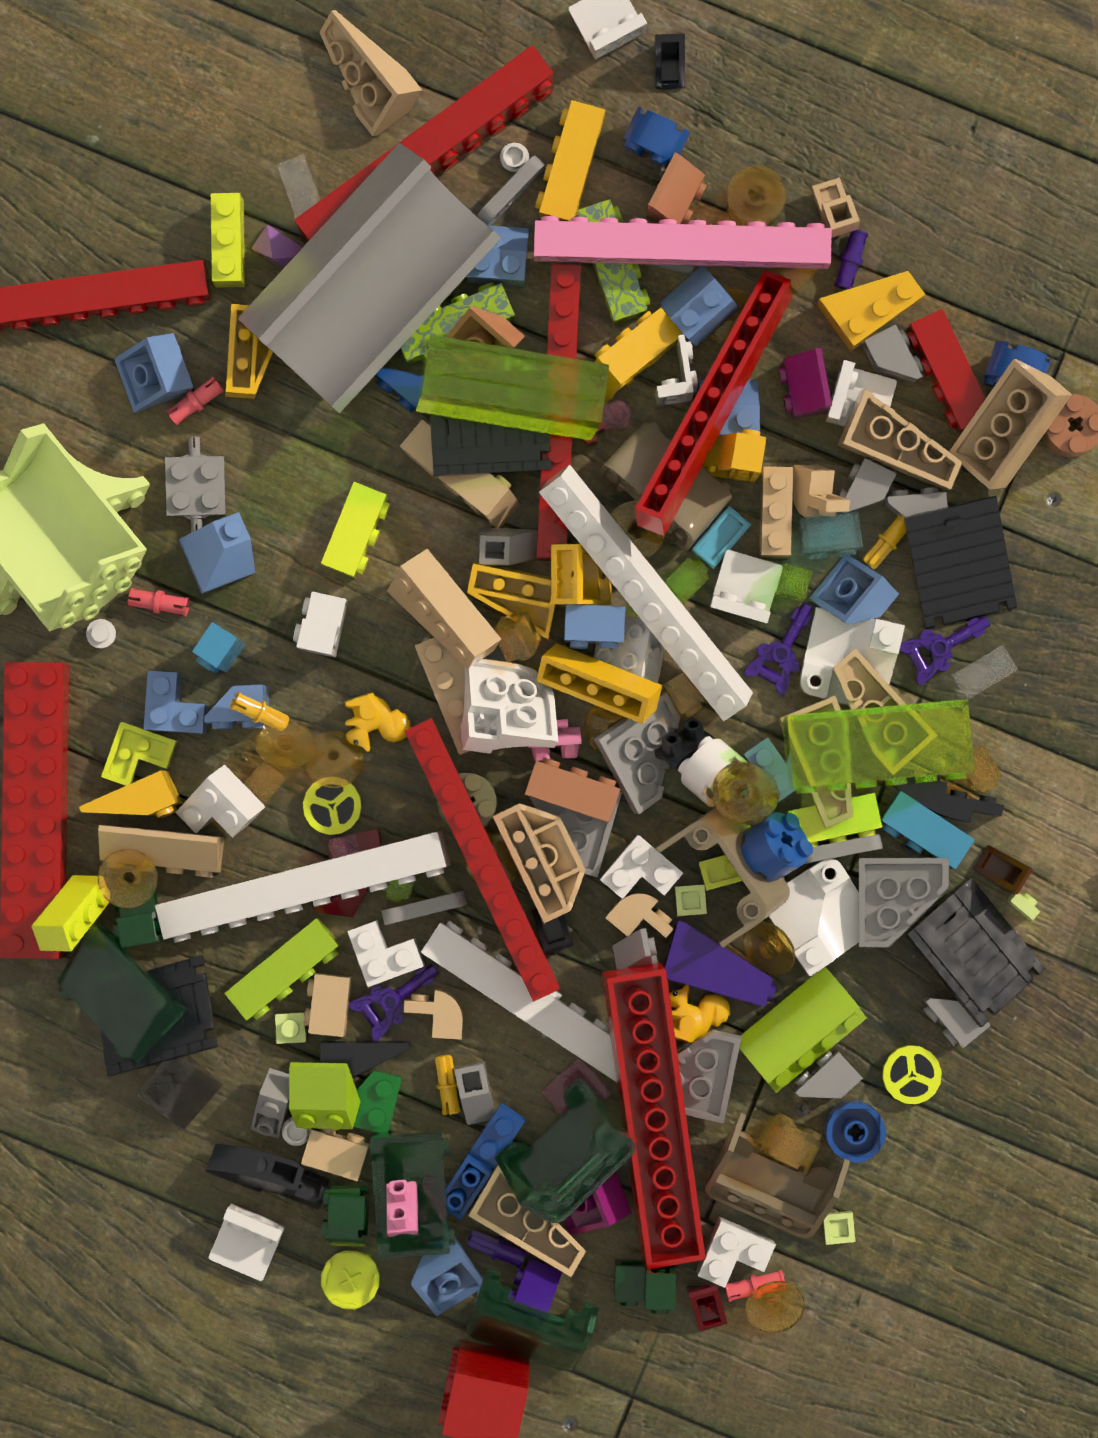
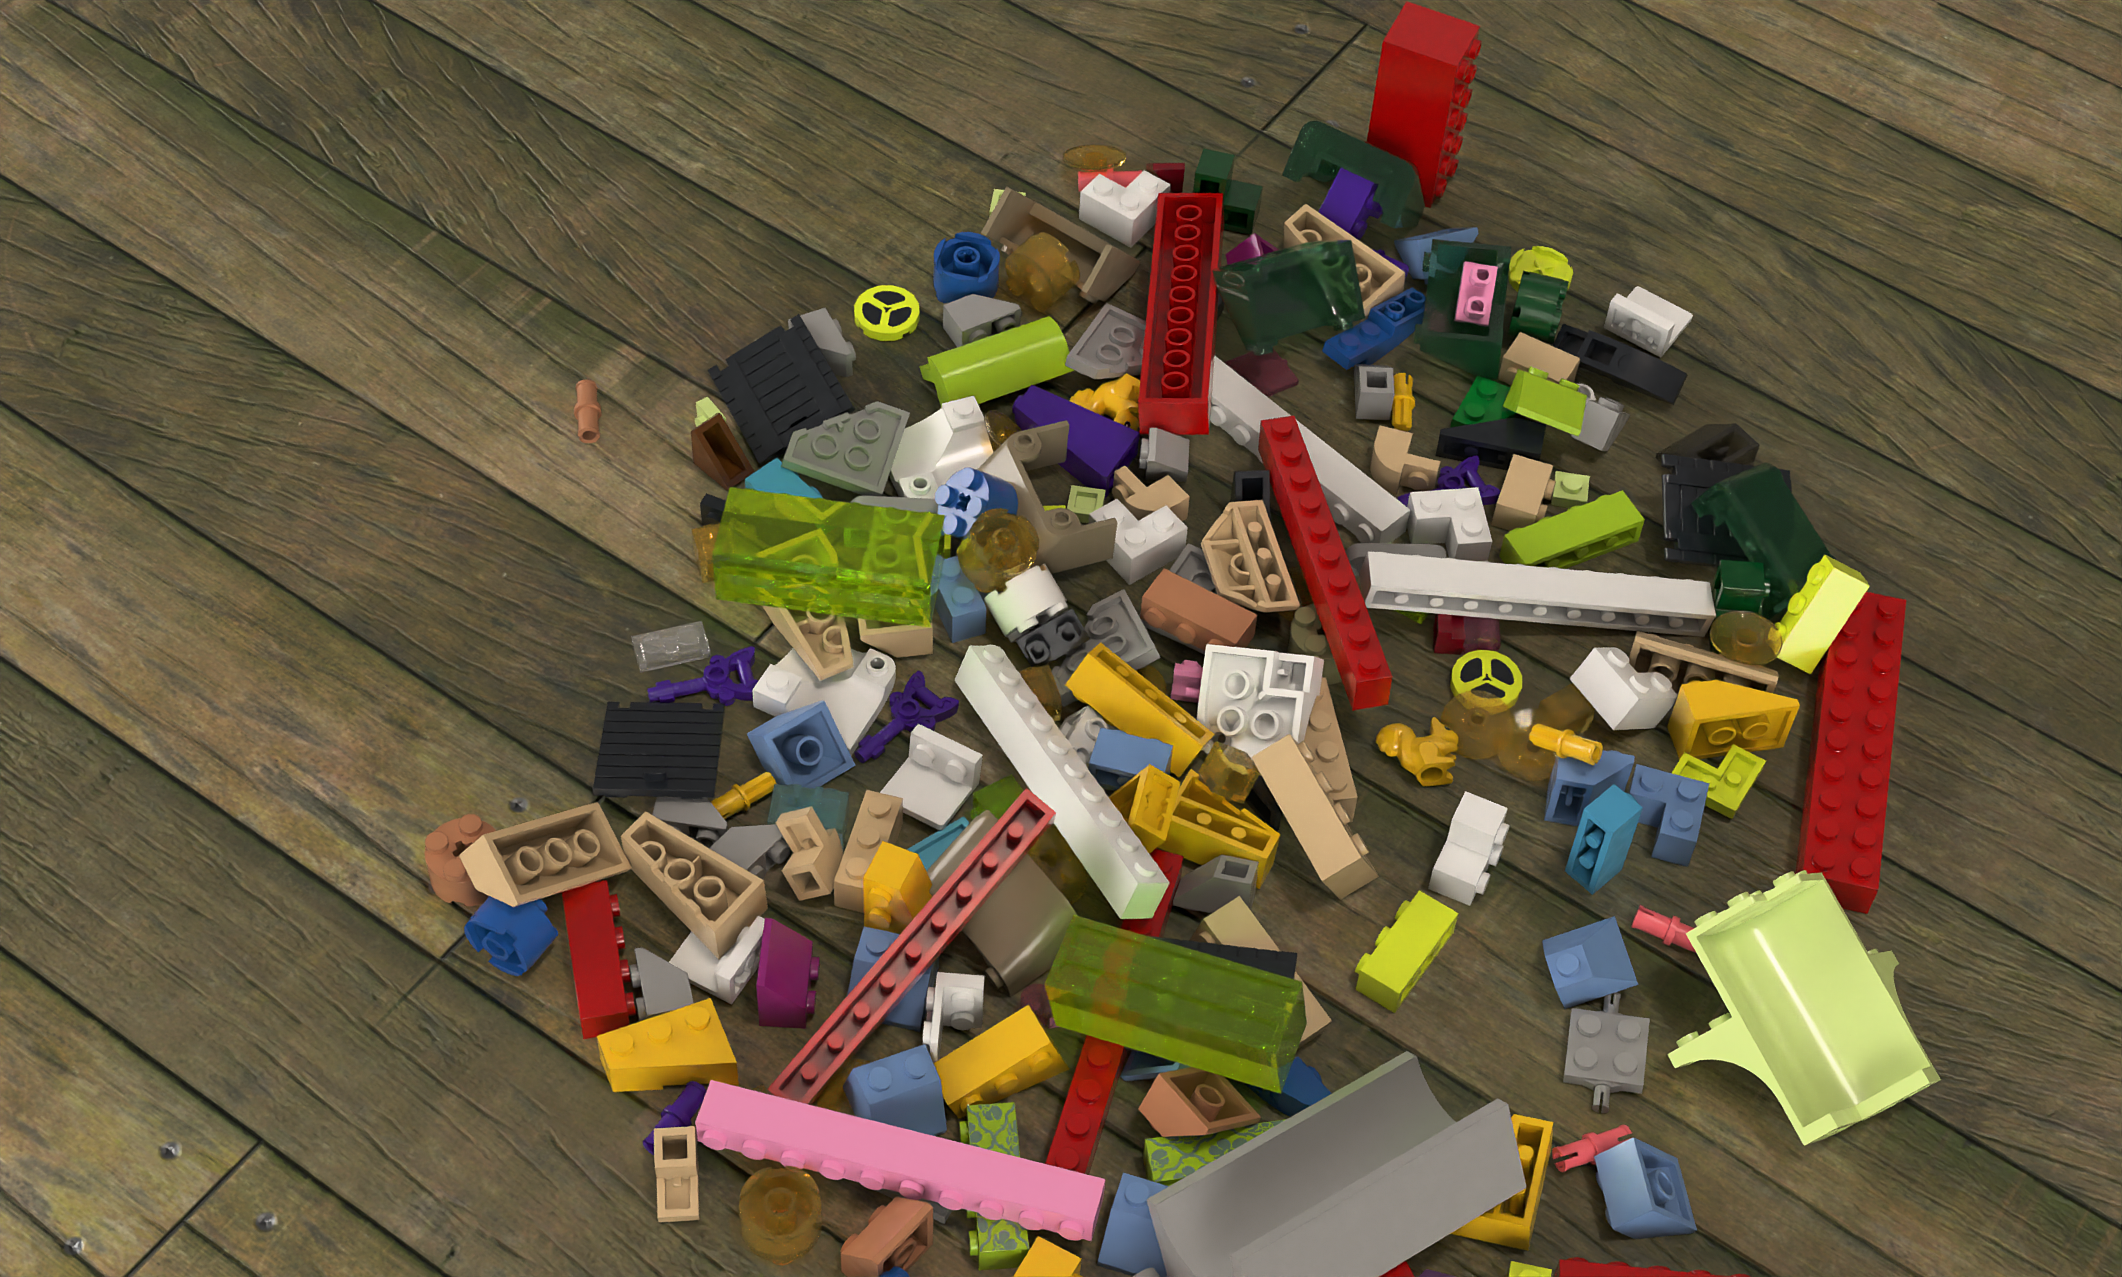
camera: 175 degrees left, 35 degrees down
(793, 582) = (869, 770): clear neon green brick -> none

